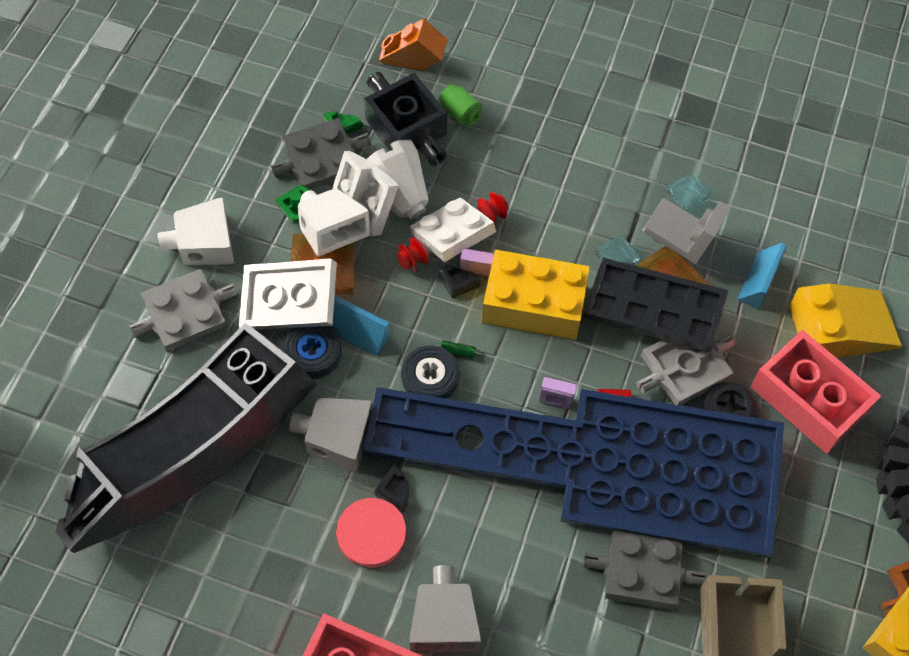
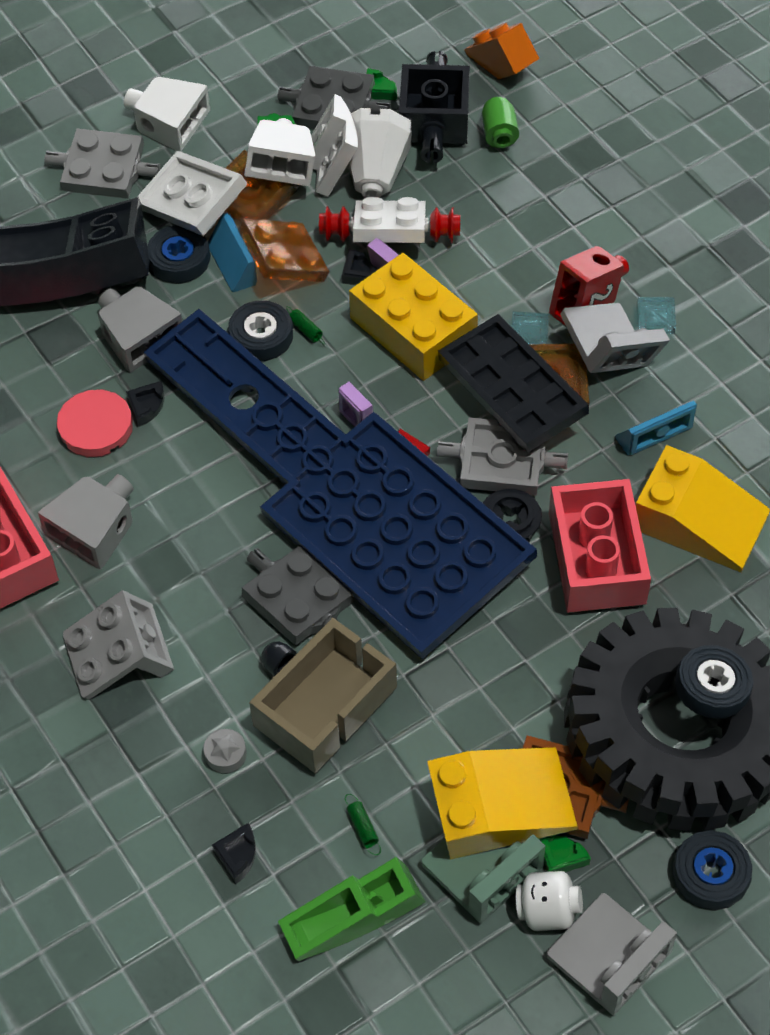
camera: 40 degrees right, 5 degrees down
(396, 299) = (283, 250): none -> clear orange plate
(637, 186) = (587, 280): none -> red torso
(676, 630) = (276, 656): none -> black hinge

